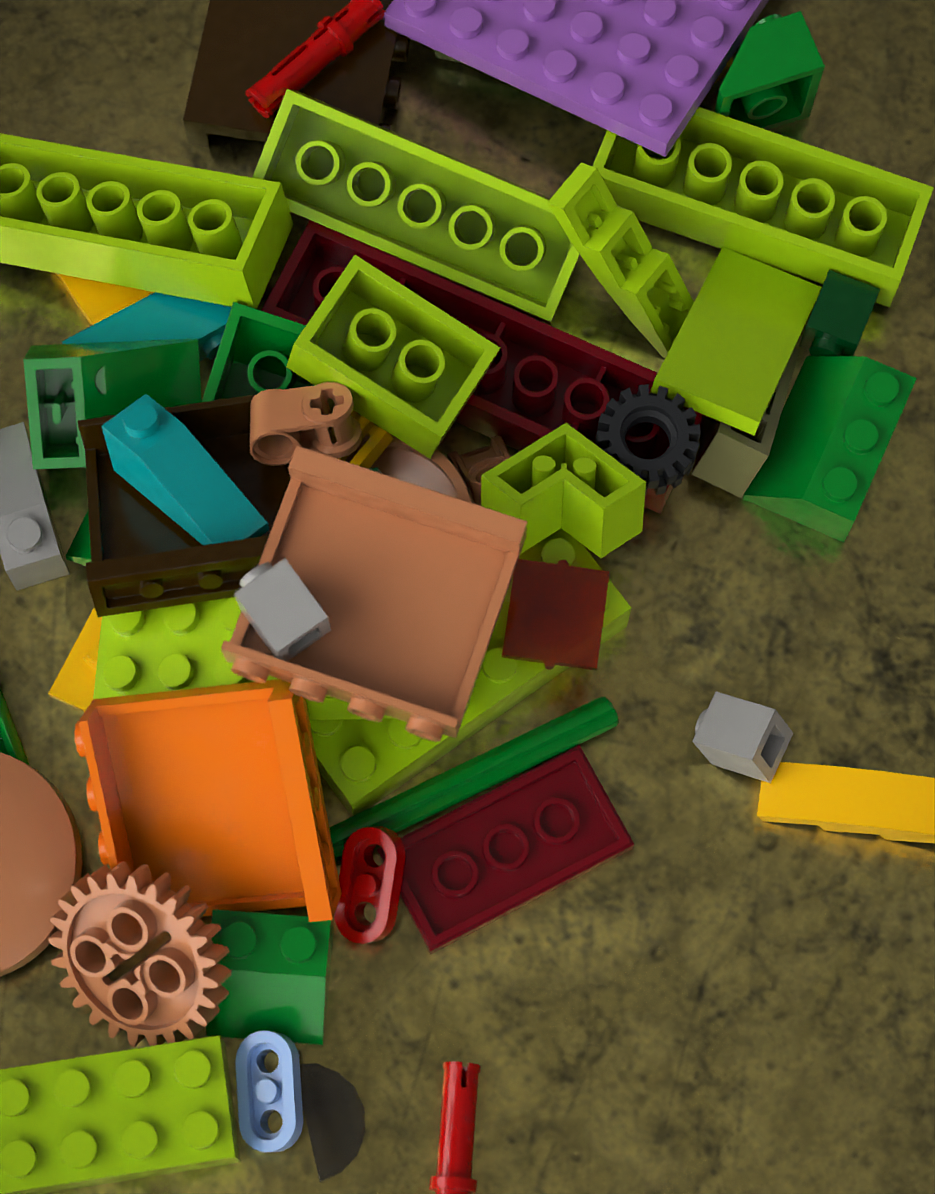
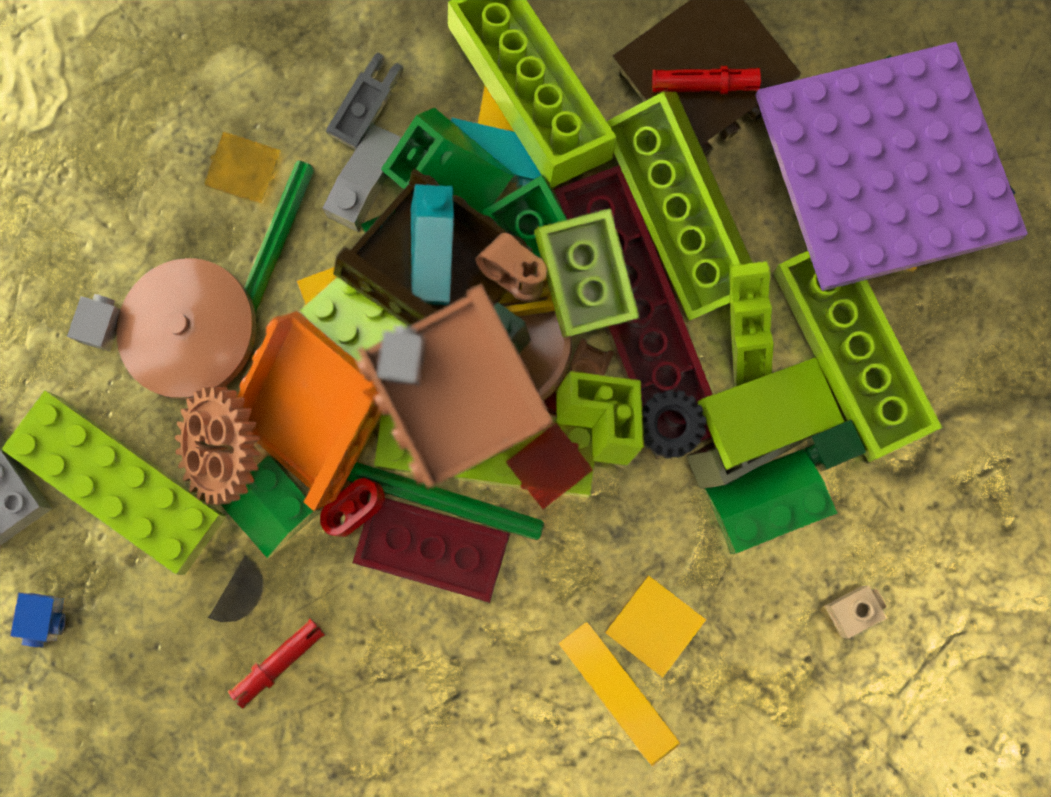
camera: 50 degrees right, 10 degrees up
(265, 1092) = (222, 555): light blue plate -> none
(742, 736) = (585, 602): light grey brick -> none
(773, 74) = (920, 294): green slope -> none
(843, 695) = (655, 626): none -> yellow tile

